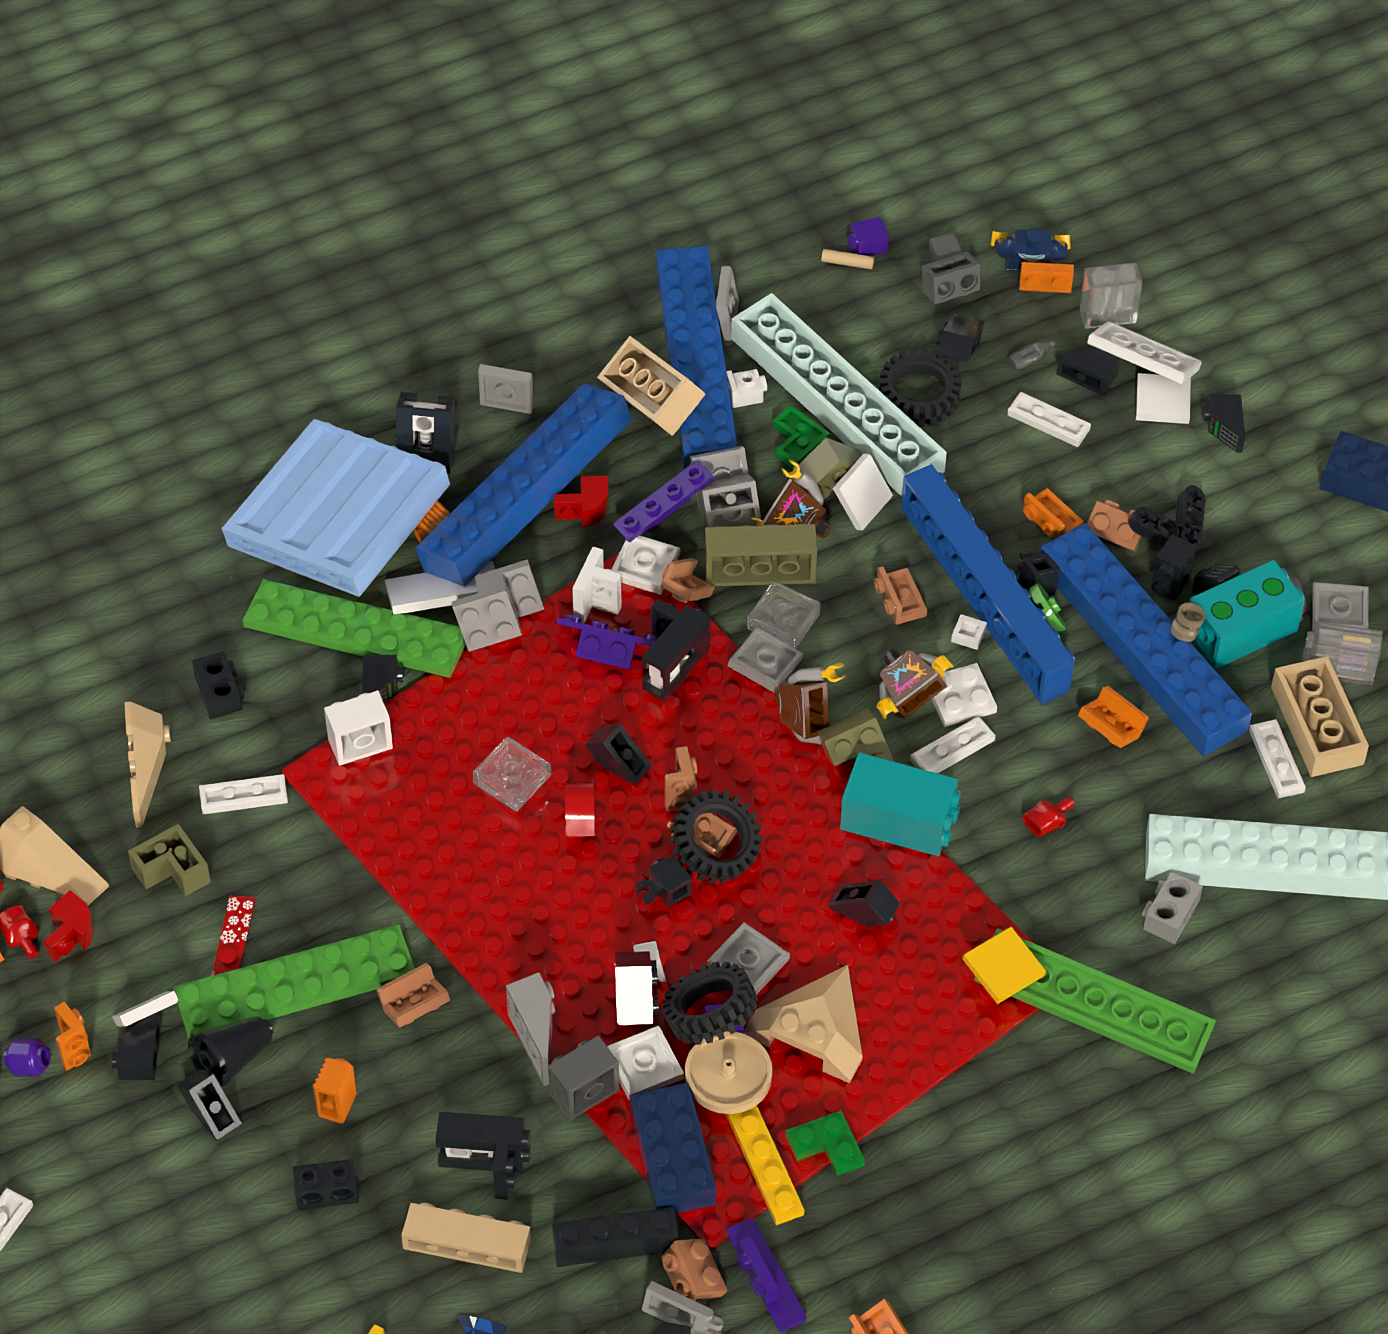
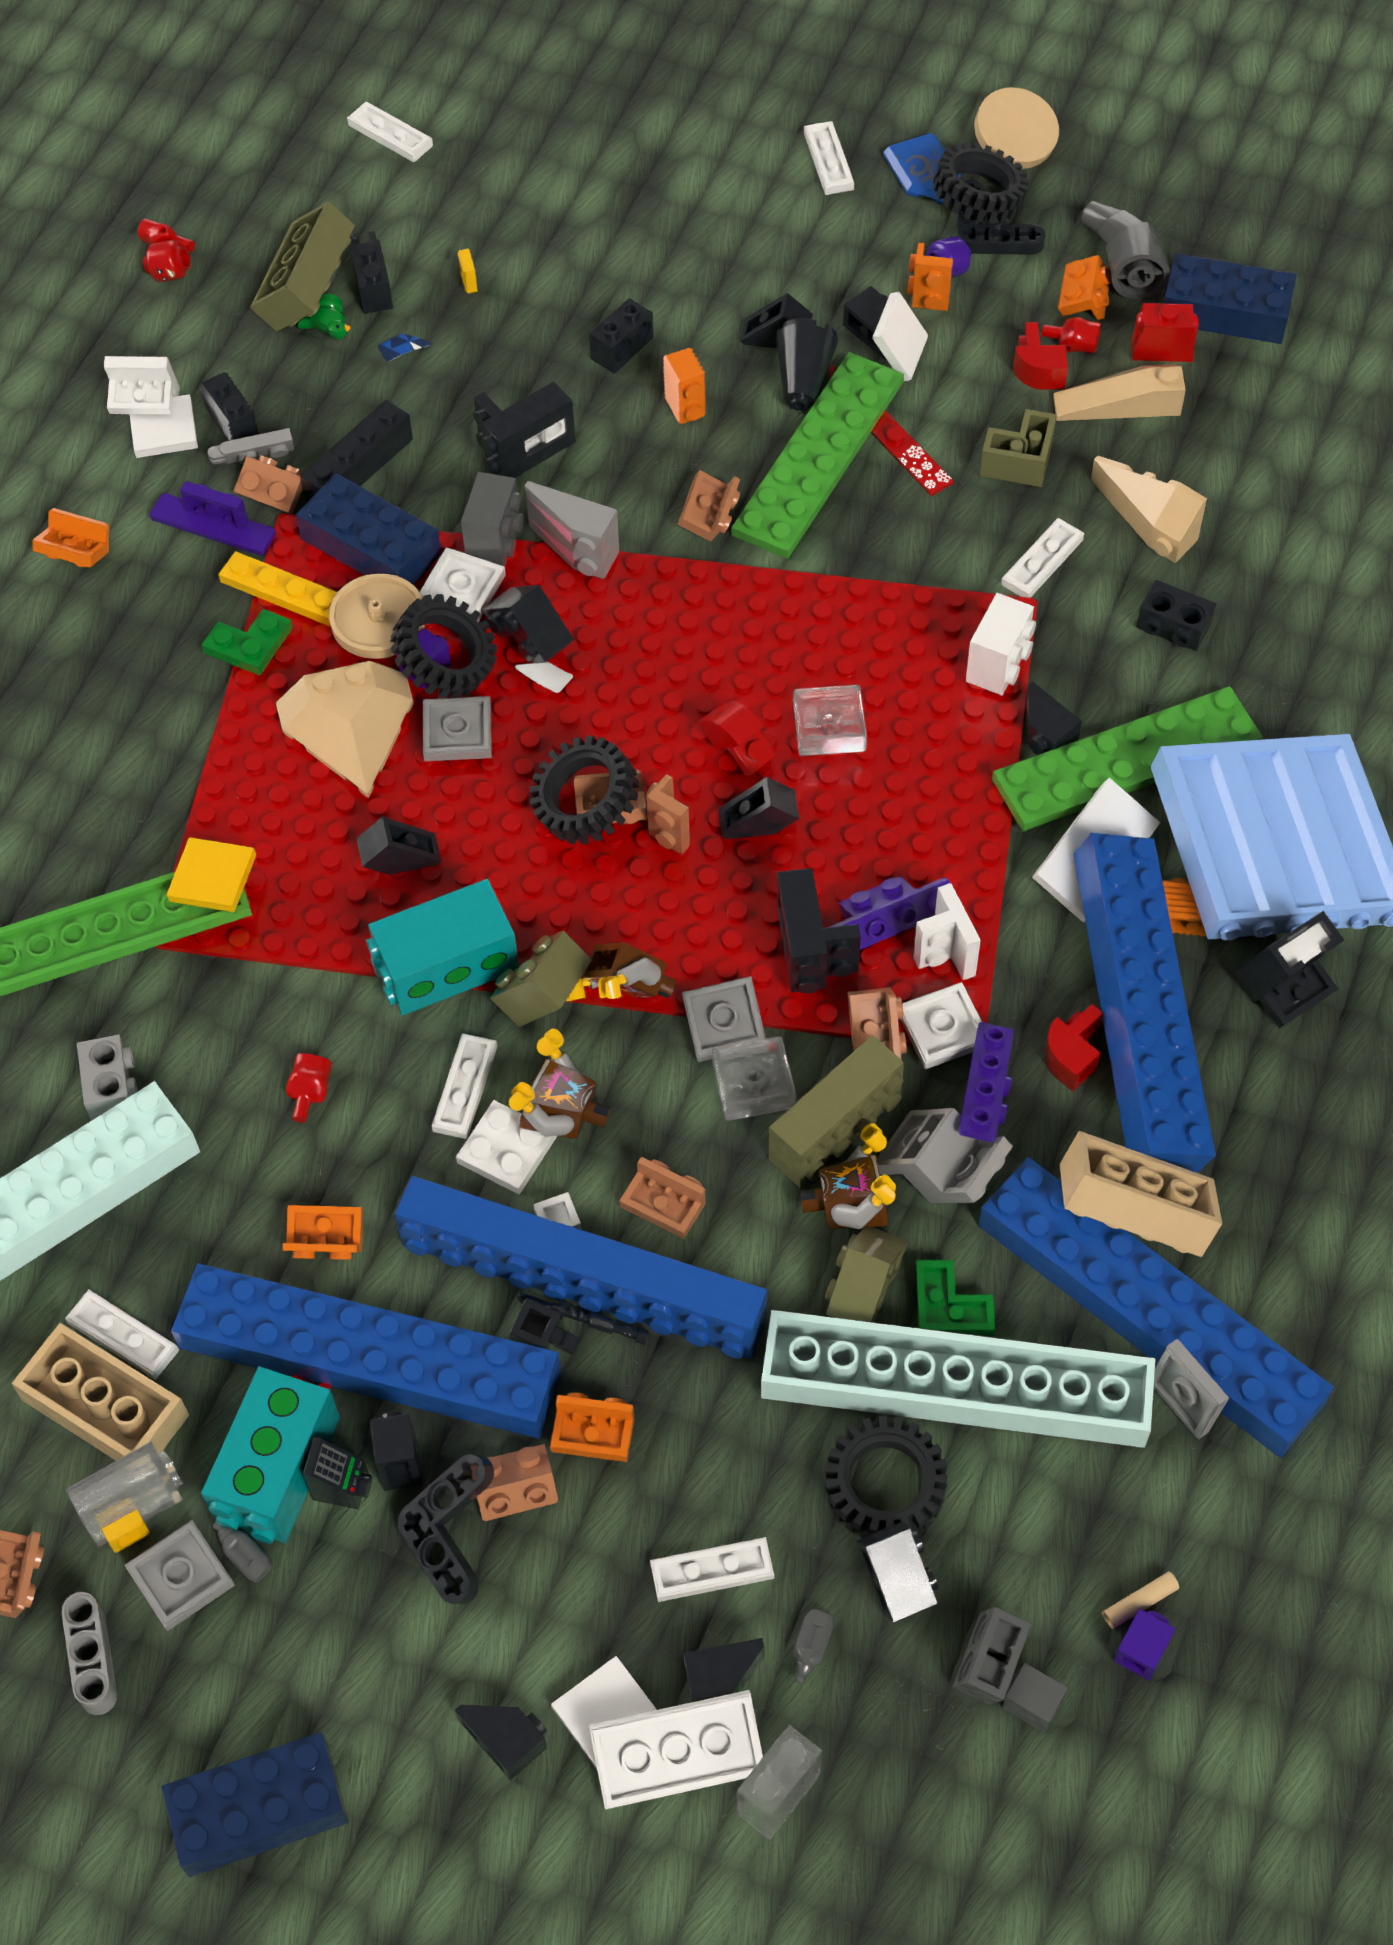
camera: 140 degrees right, 5 degrees up
(466, 1237) = (491, 371): tan brick -> none
(495, 609) = (1015, 848): light grey bracket -> none
(506, 389) = (1283, 1087): light grey plate -> none
(666, 880) = (595, 725): black brick -> none
(746, 387) = (1072, 1303): white brick -> none
(863, 491) = (809, 1271): white tile -> none
(1030, 246) = (936, 1786): dark blue torso -> none
(1046, 277) = (891, 1769): orange bracket -> none
(1049, 607) = (490, 1291): bright green plate -> none
(1187, 622) = (307, 1357): dark tan wheel -> none

